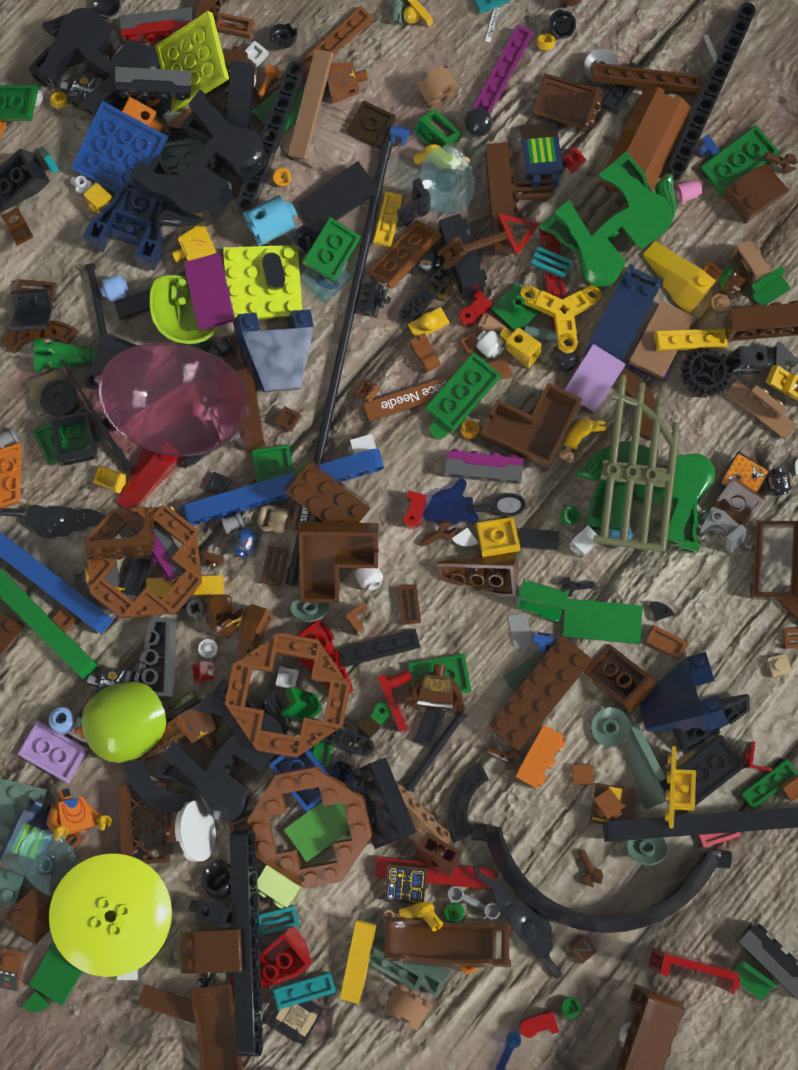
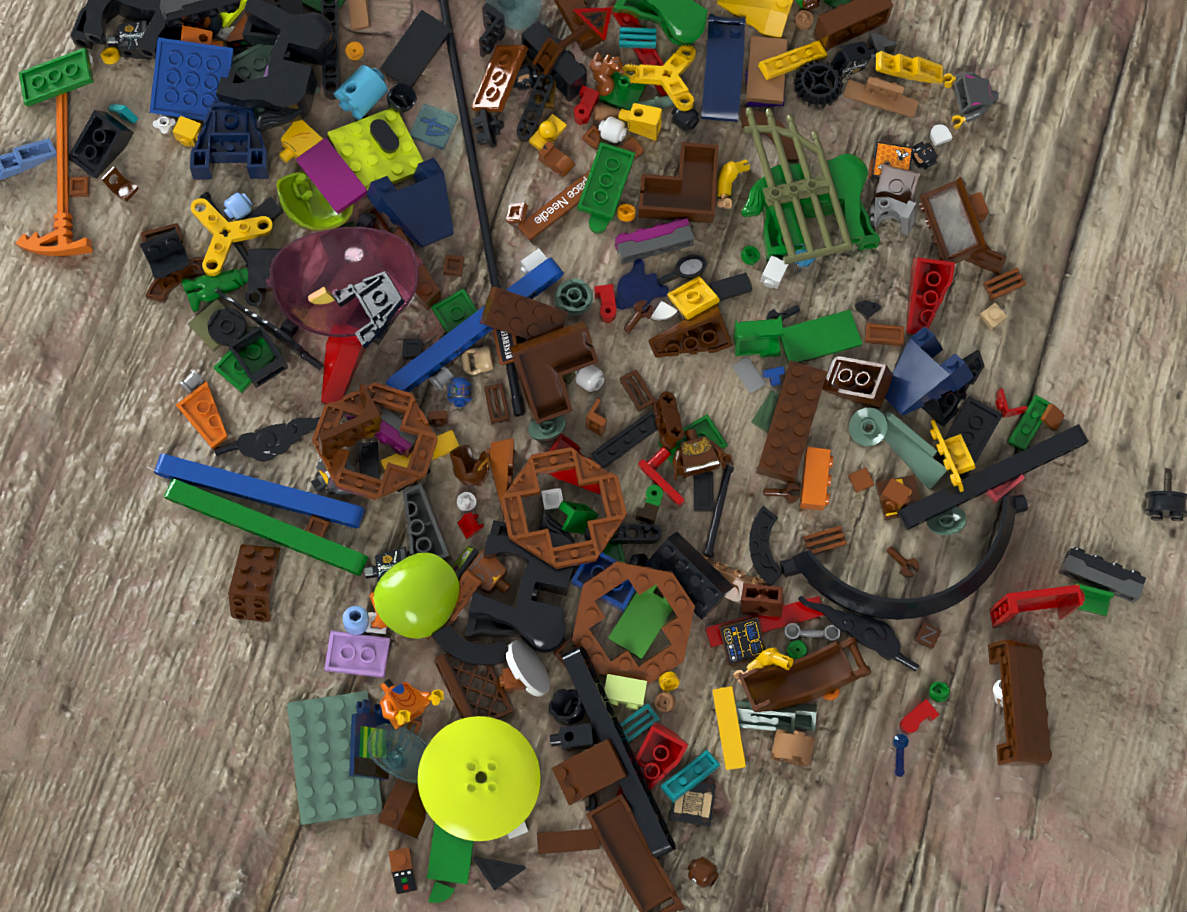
camera: 30 degrees left, 5 degrees down
(83, 319) = (237, 231): none -> yellow piece
(94, 1004) = (497, 871): none -> black tile
(110, 479) = (307, 381): yellow tile -> none
(151, 405) = (321, 296): none -> light yellow tile
(197, 615) = (436, 466): dark grey bush -> none
(200, 430) = (379, 300): none -> wing
(310, 911) = (665, 702): none -> medium nougat tile
(322, 893) = (668, 681): none -> yellow tile
(331, 249) = (430, 98): green tile -> none
(385, 494) = (574, 297): none -> sand green cone
(388, 219) = (470, 54): yellow tile -> none
(423, 646) = (668, 420): none -> reddish brown piece
(505, 282) = (603, 70): none -> dark orange animal
(507, 817) = (840, 535): none -> dark orange tile
(595, 377) = (721, 123): lavender tile -> none
(726, 613) = (926, 291): none -> red wedge

